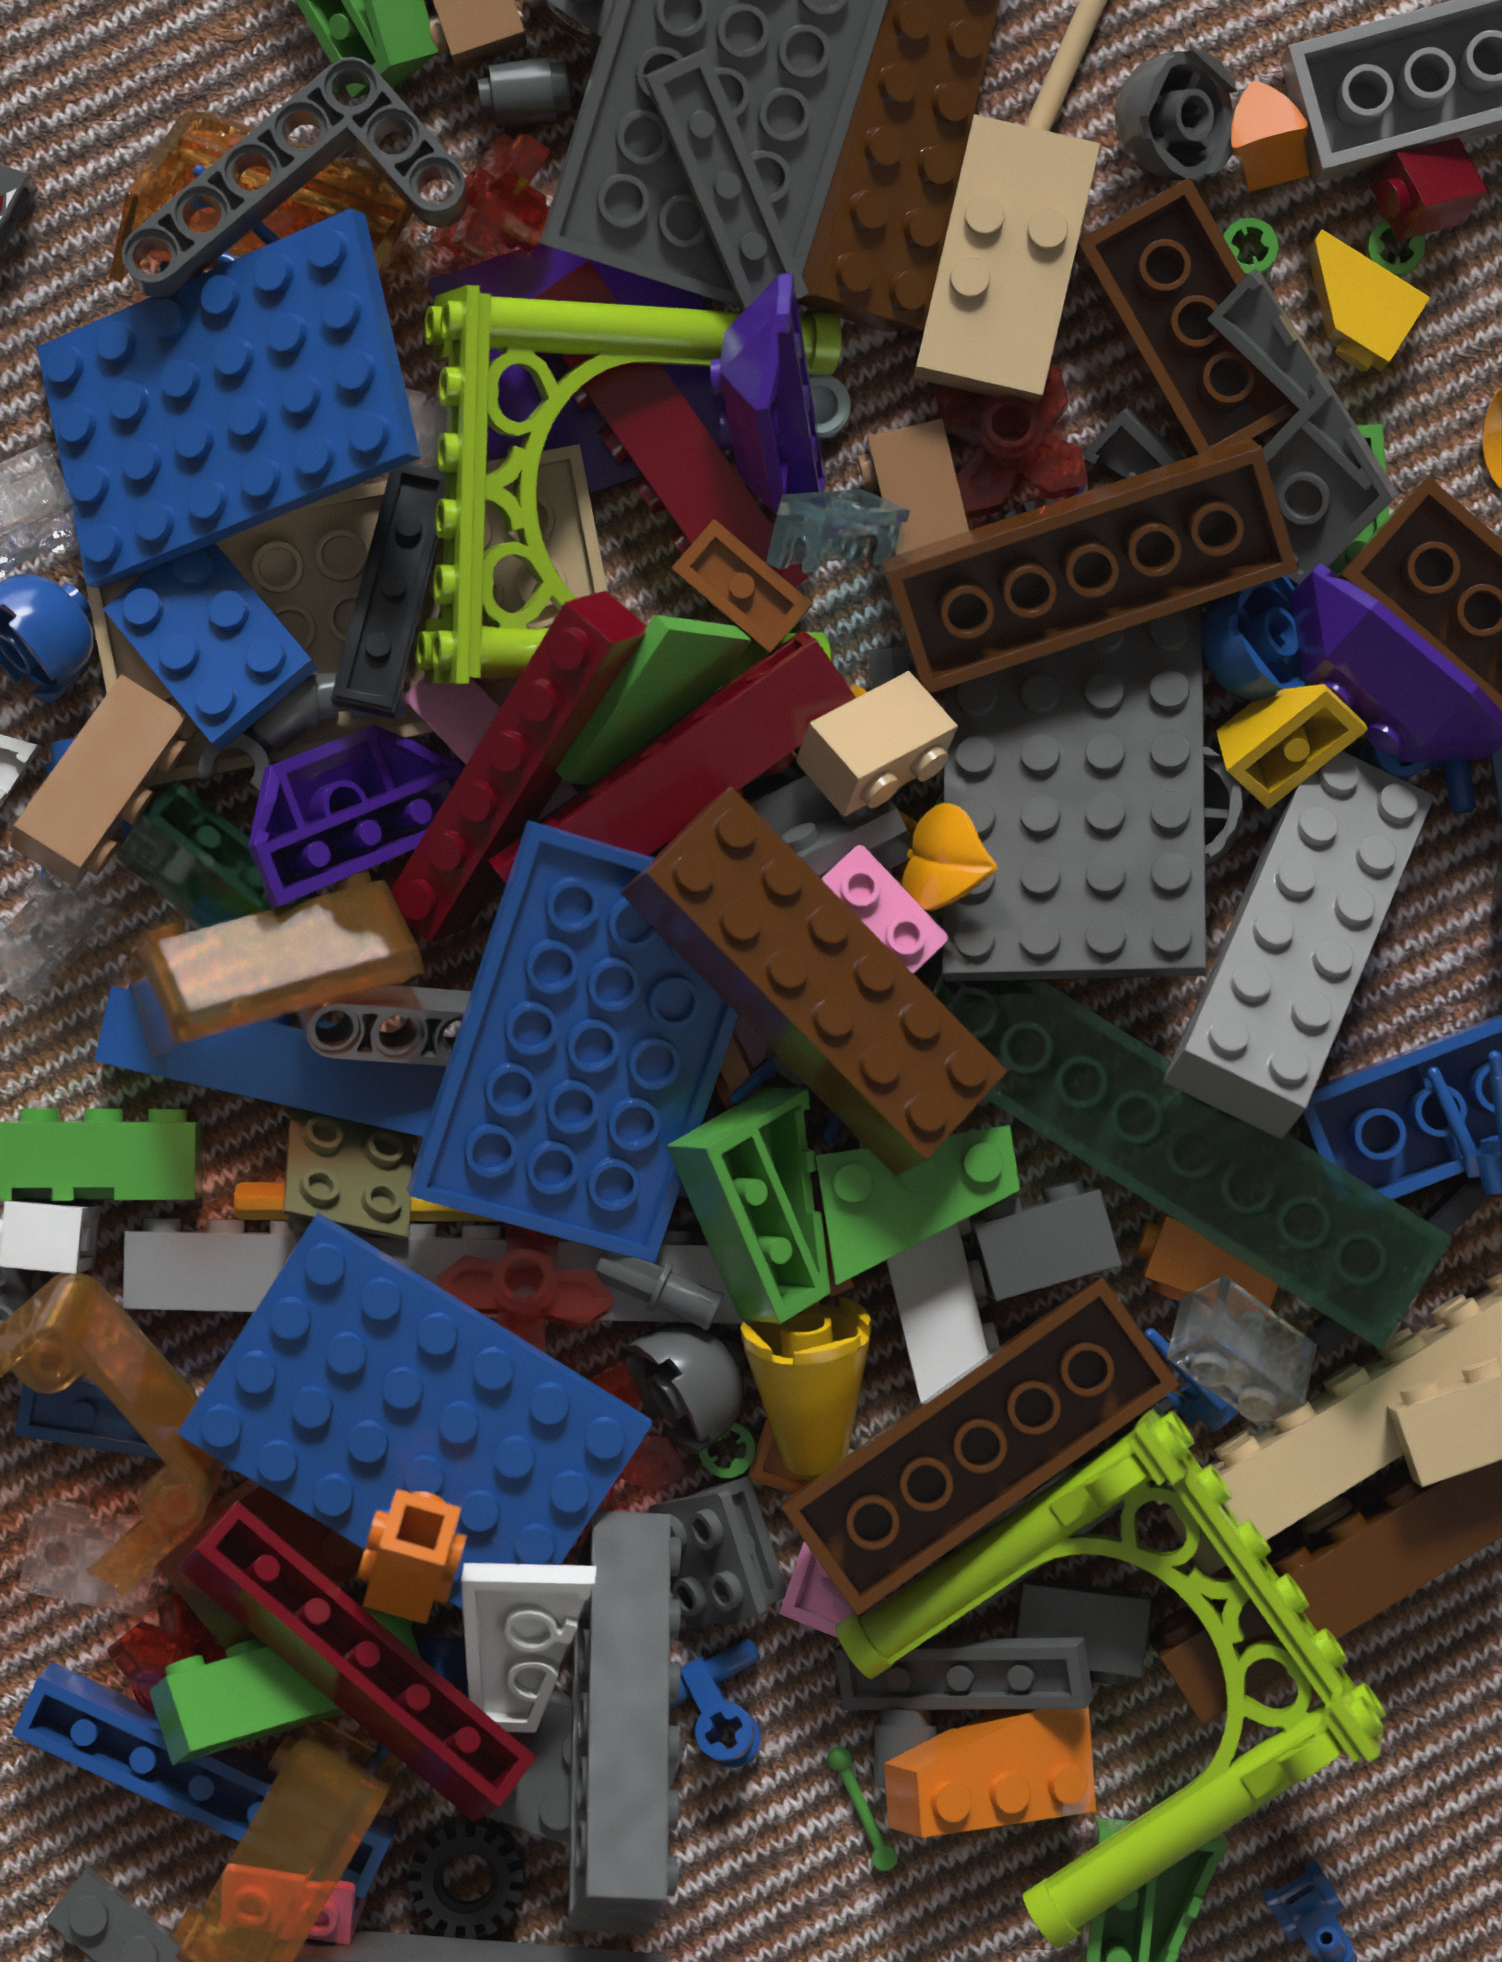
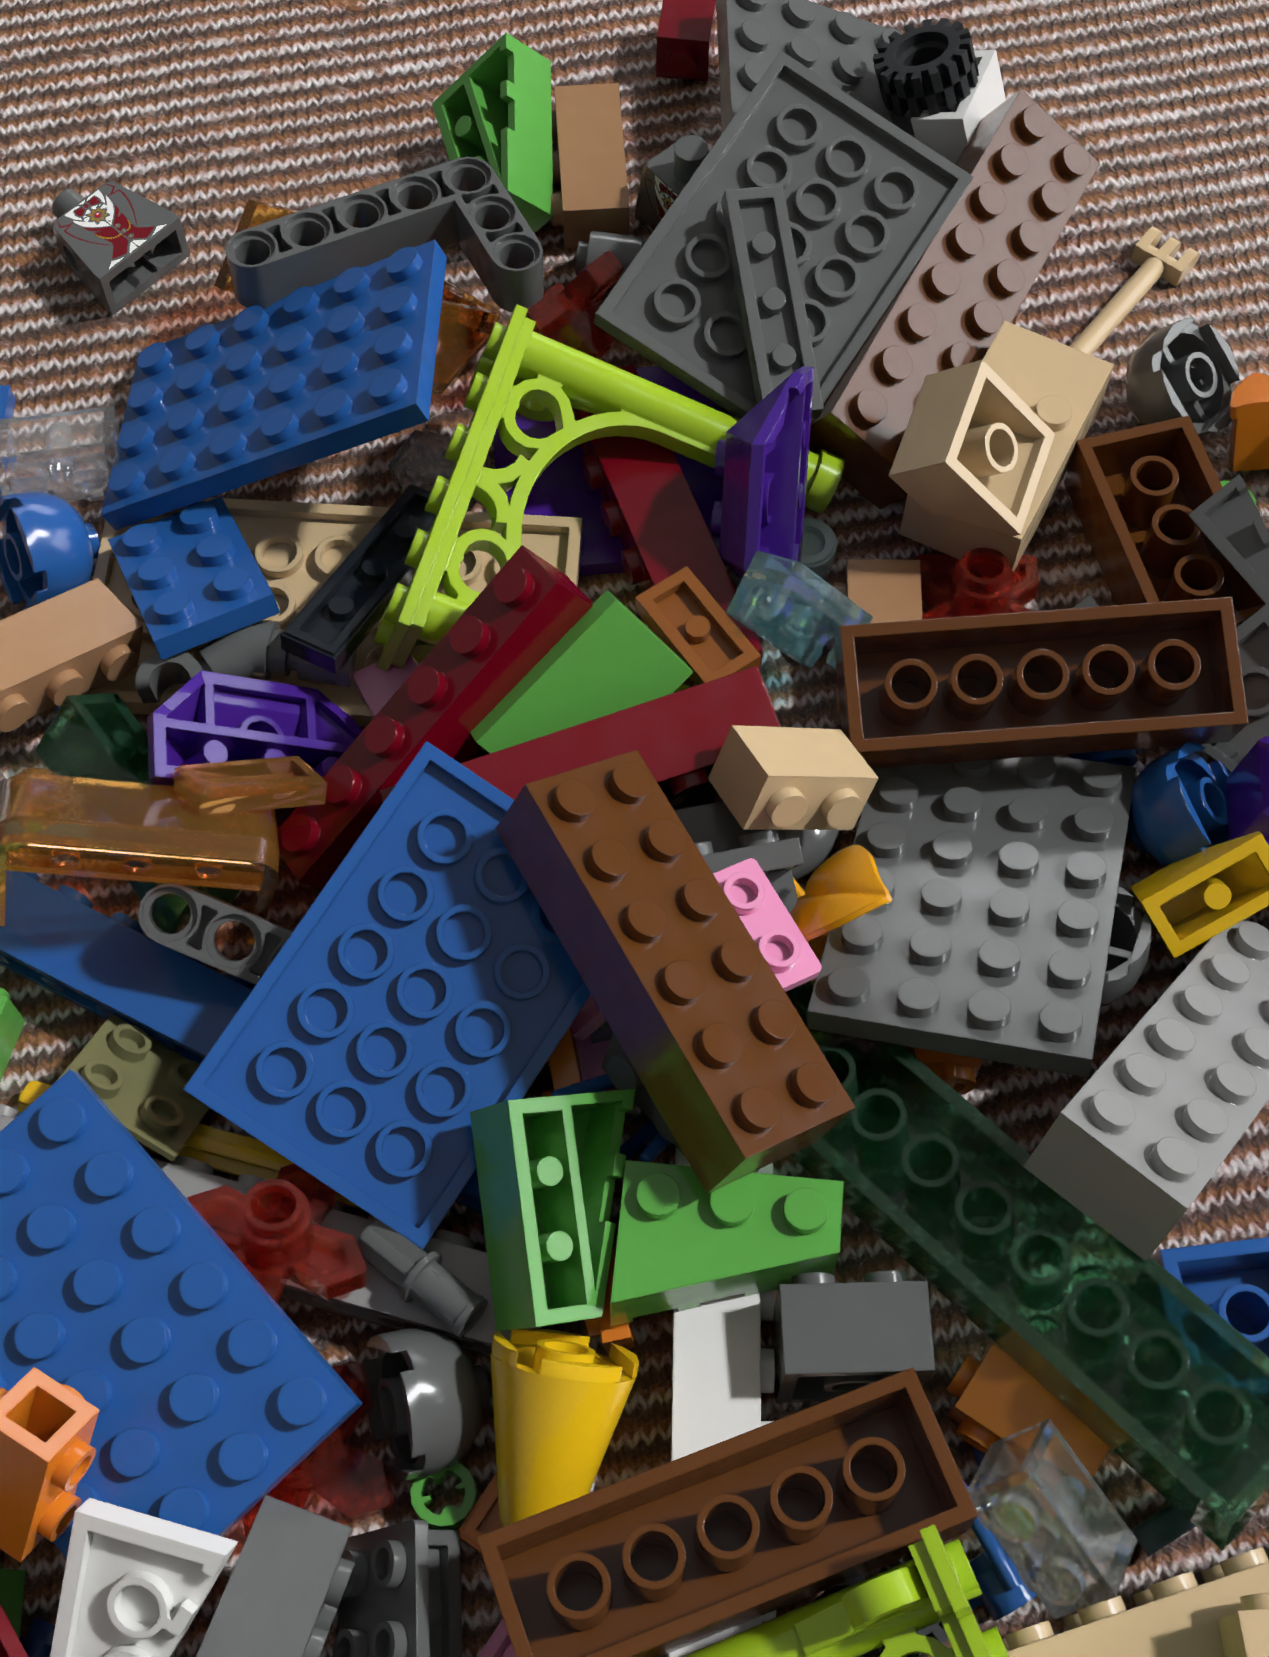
camera: 10 degrees right, 25 degrees down
(366, 884) = (249, 785): none -> clear orange tile
(974, 318) = (972, 450): none -> tan slope

